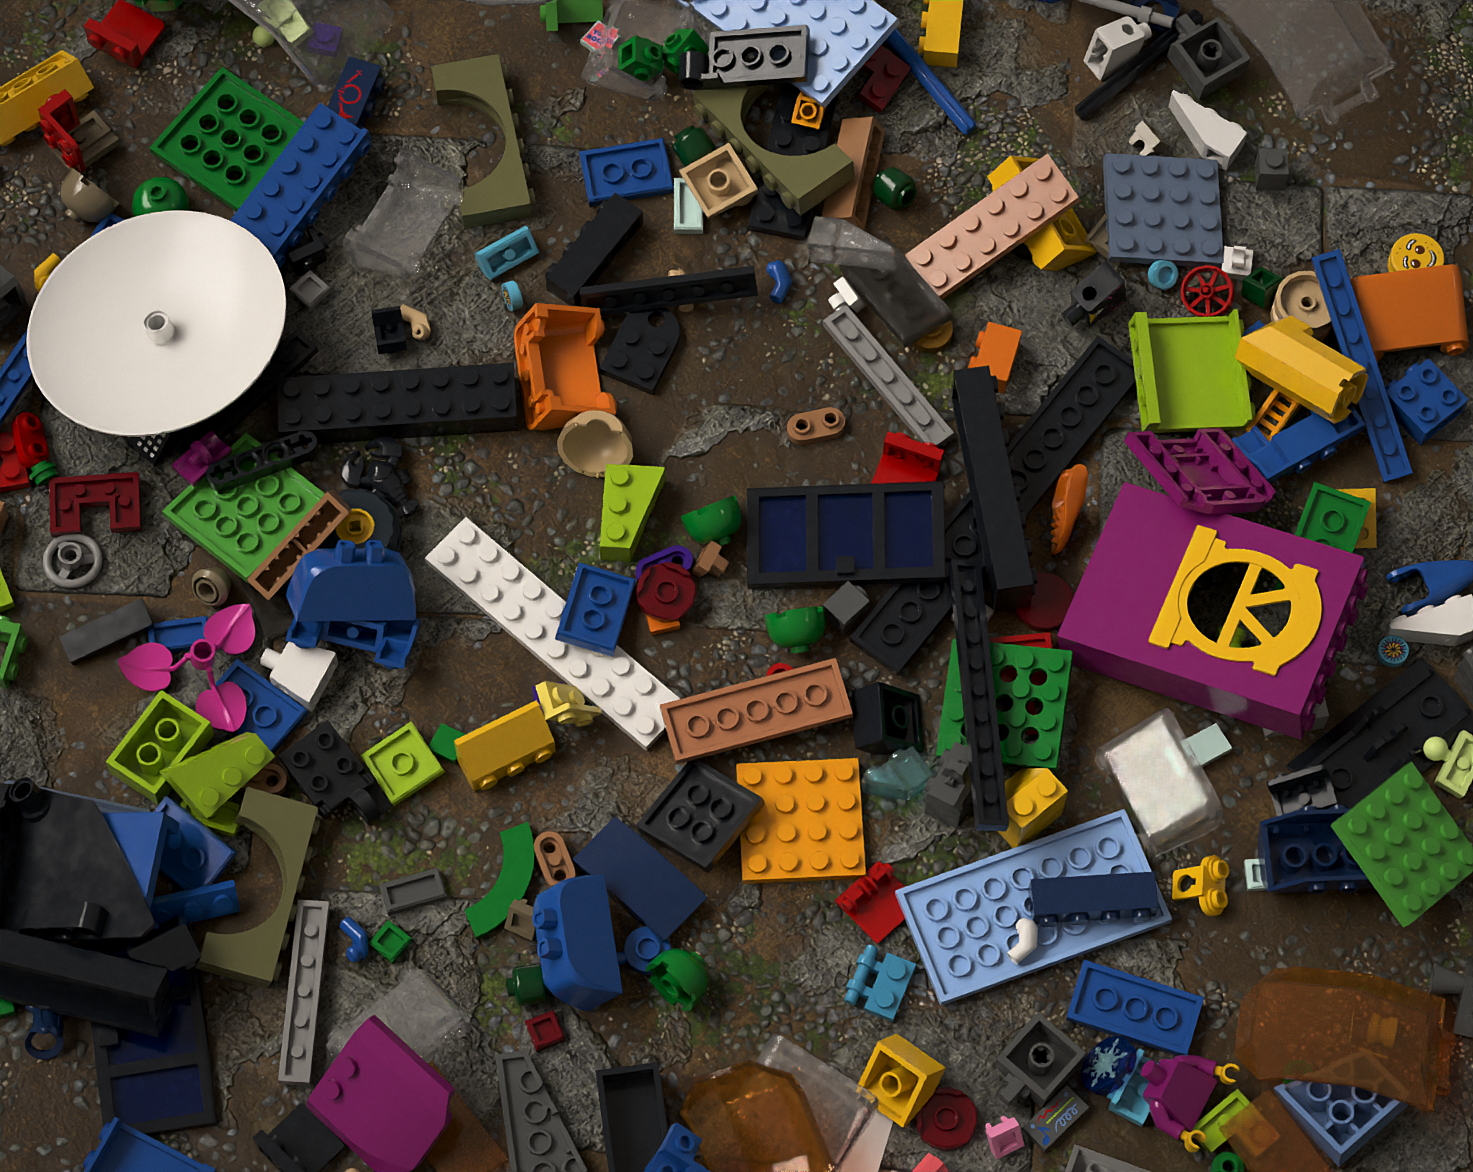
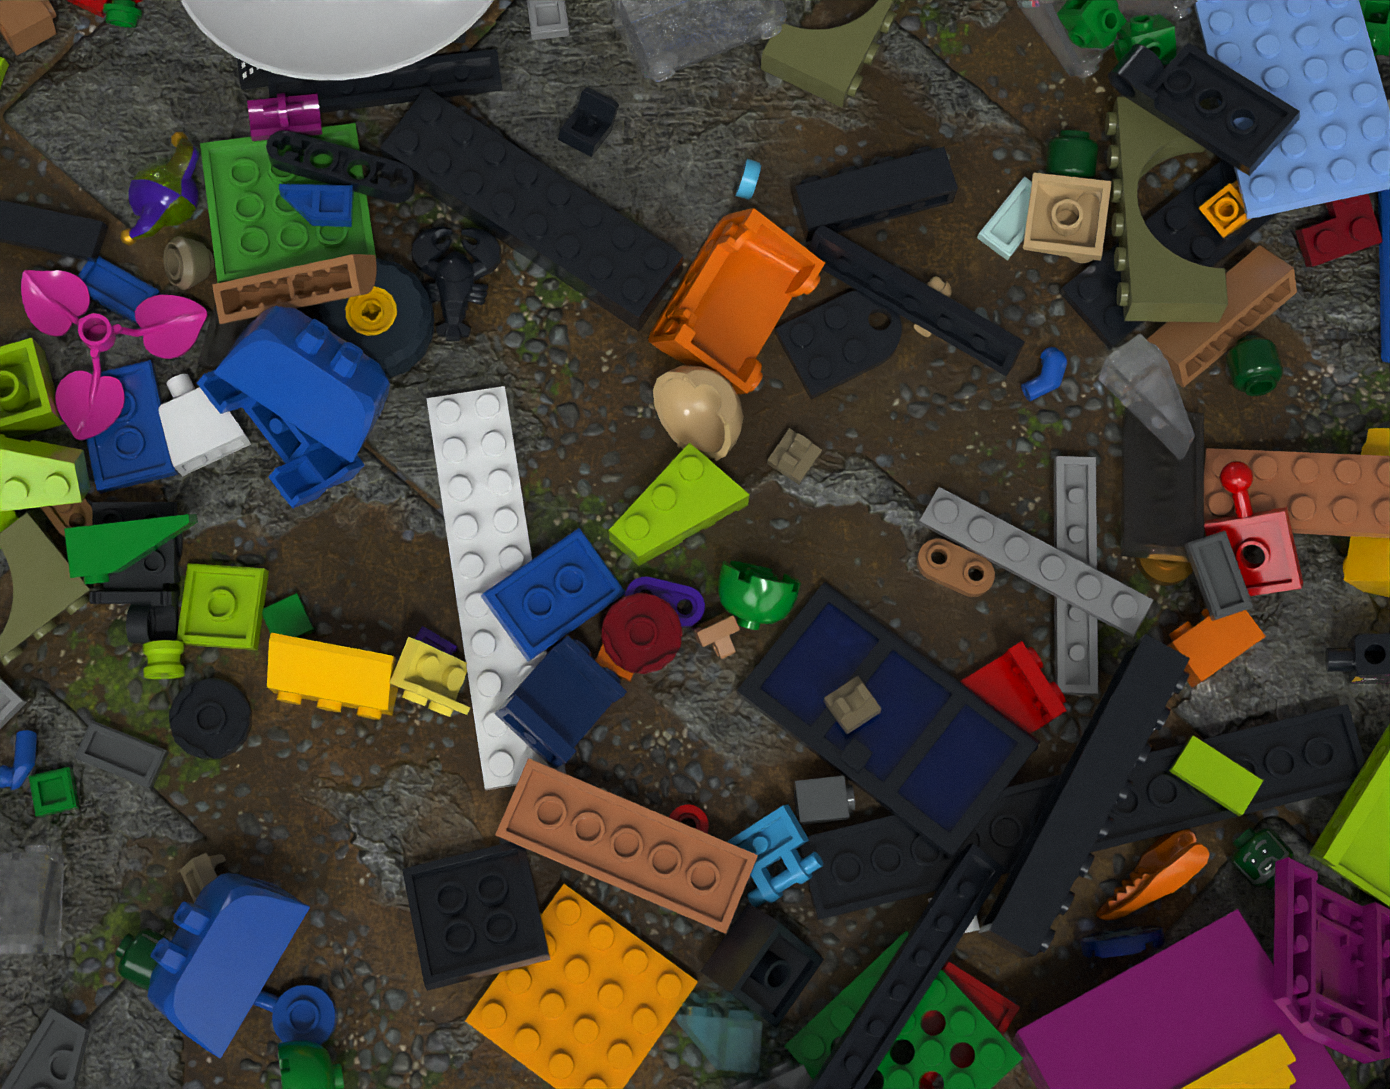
camera: 35 degrees right, 10 degrees up
(66, 549) = (72, 109): light grey piece -> none
(114, 490) = (131, 56): dark red plate -> none
(163, 556) = (164, 192): none -> piece
(269, 490) = (321, 203): none -> blue tile
(315, 766) = (114, 547): none -> green slope
(394, 817) = (163, 659): none -> lime wheel
(419, 322) = (630, 135): tan arm -> none
(449, 832) = (210, 719): none -> black tile
(506, 253) = (780, 128): medium azure brick -> none
(512, 882) = (228, 827): green tile -> none
(545, 1031) = (128, 1019): dark red tile -> none
(556, 862) = (284, 839): medium nougat plate -> none
(627, 170) = (980, 132): blue tile -> none
(640, 878) = (356, 934): dark blue slope -> none
(650, 661) = (560, 701): none -> dark blue panel
(670, 432) = (794, 456): none -> dark tan tile
(796, 628) = (747, 782): green cylinder -> none
(820, 538) = (852, 705): none -> dark tan tile
(838, 643) = (773, 839): none -> dark azure plate
(846, 296) = (1105, 448): white tile -> none
(859, 386) = (1036, 562): none -> light grey plate
(968, 316) = (1218, 575): none -> dark grey tile
(973, 271) = (1265, 529): none -> red plate
(1048, 604) = (1049, 974): dark red tile -> none
(1056, 427) = (1216, 775): none -> lime tile
(1076, 553) = (1121, 941): none -> clear blue tile
(1115, 454) = (1258, 855): none -> dark green head

